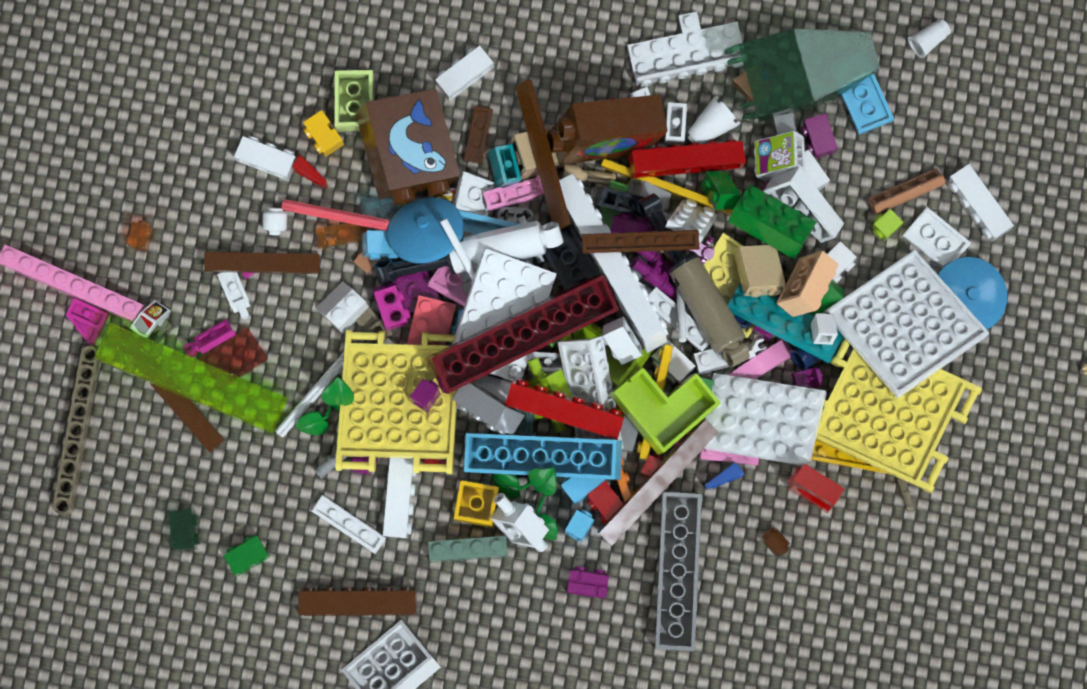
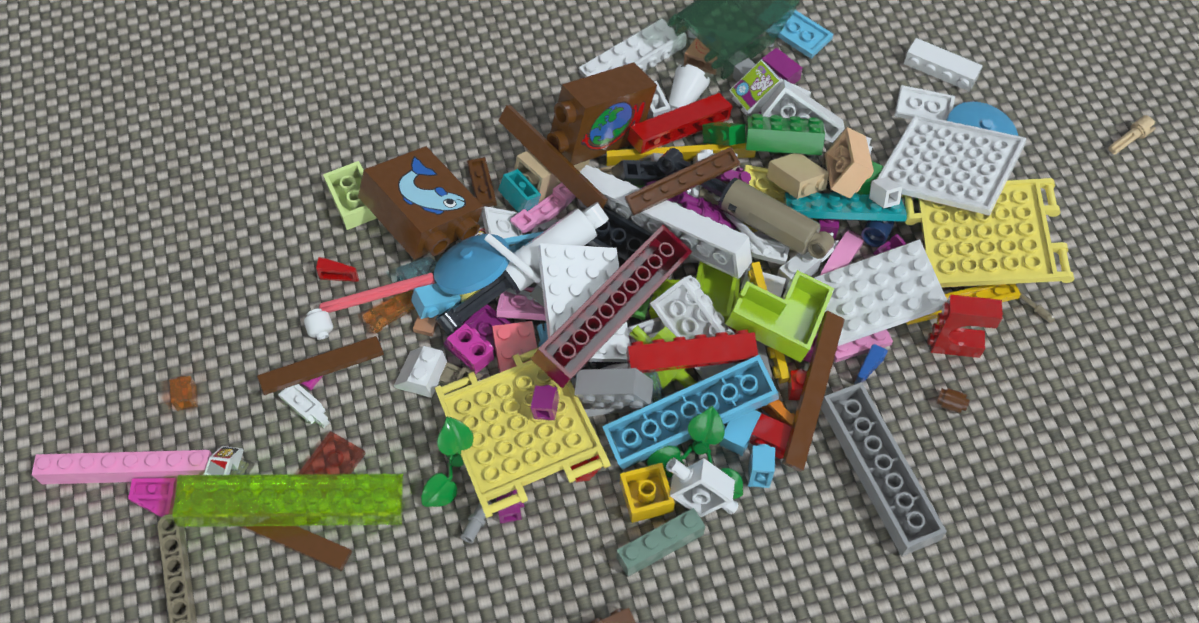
camera: 30 degrees left, 20 degrees down
(210, 338) = (297, 455): dark pink plate -> none
(265, 157) = (286, 276): white brick -> none
(311, 396) = (424, 471): white axle -> none
(319, 129) = (333, 235): yellow brick -> none
(348, 524) = (523, 576): white tile -> none
(398, 498) = (563, 522): white brick -> none
(464, 72) = (447, 135): white brick -> none
(588, 583) = (799, 520): magenta brick -> none
(622, 341) = (710, 276): white brick -> none
(689, 22) = (621, 34): white plate -> none
(886, 225) = (878, 109): lime brick -> none
(906, 191) = (877, 80): nougat brick -> none

